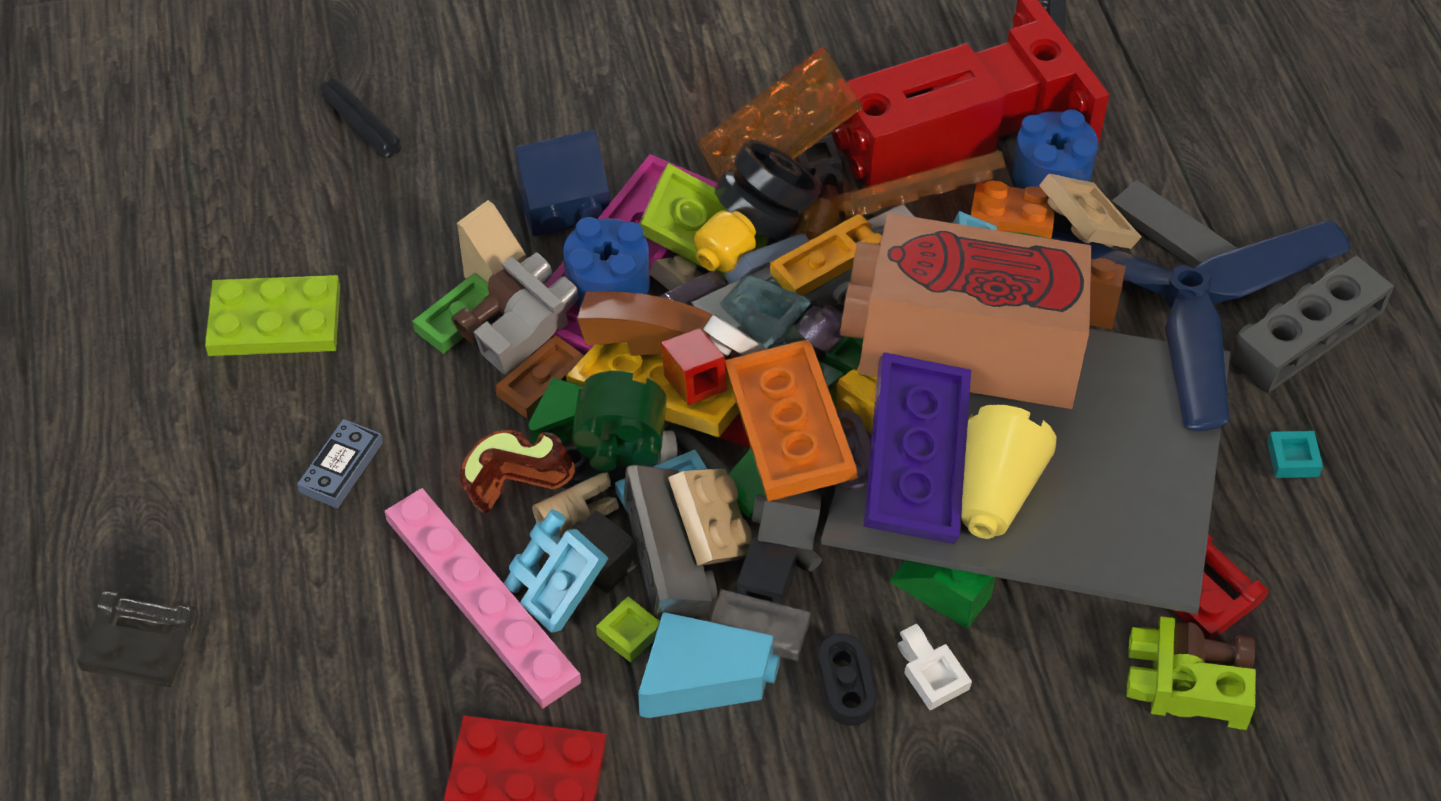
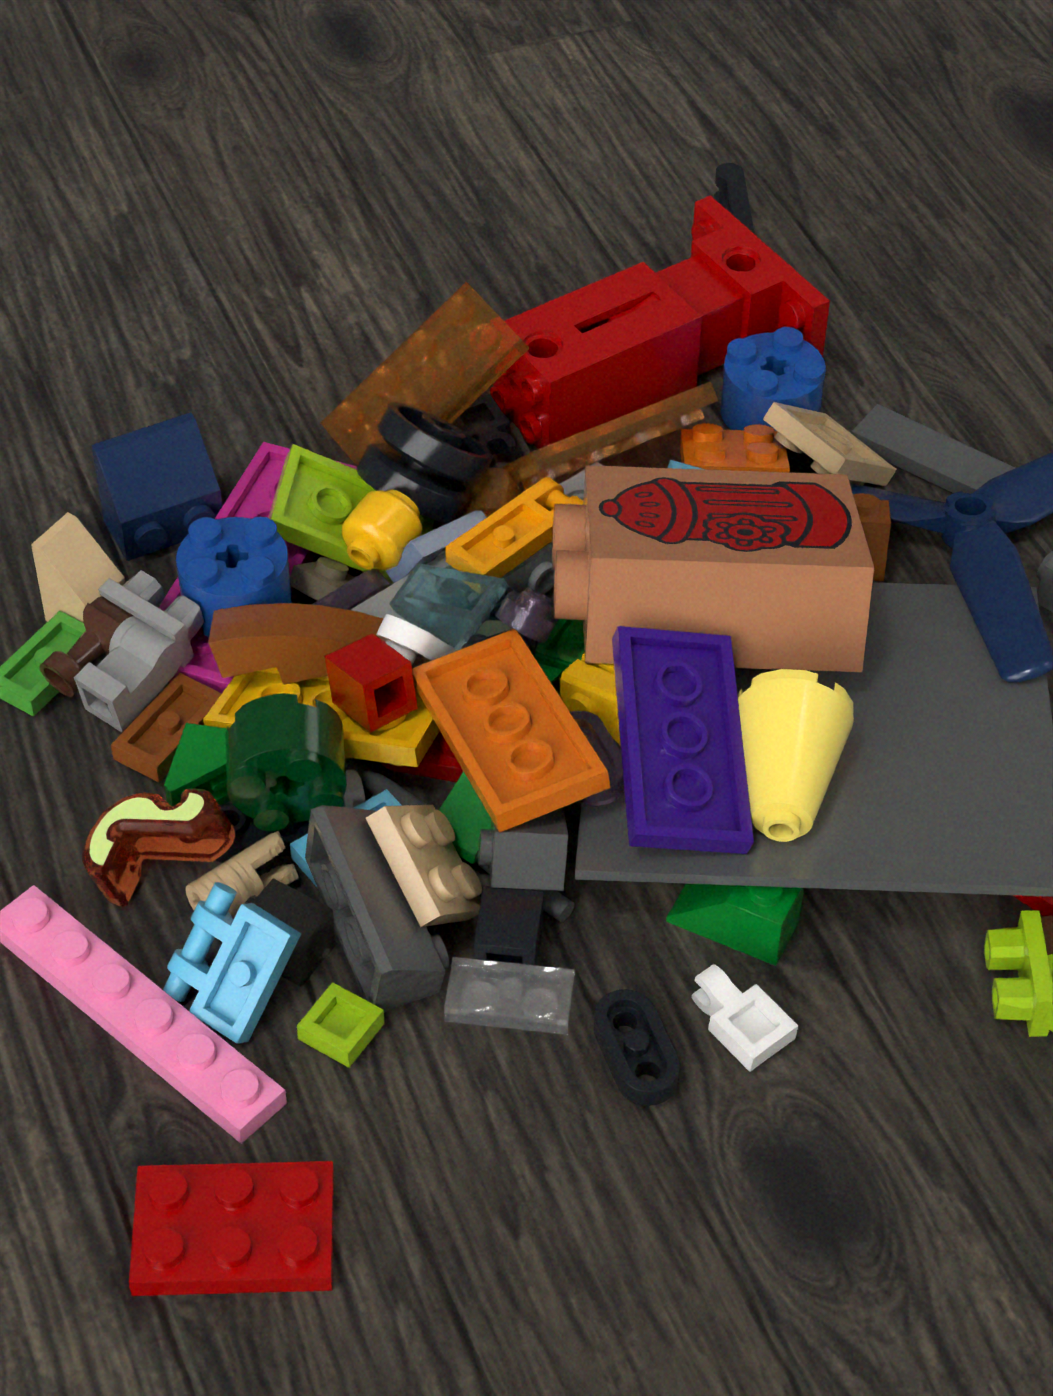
camera: 10 degrees left, 5 degrees down
(704, 667) = (449, 1057): medium azure slope -> none

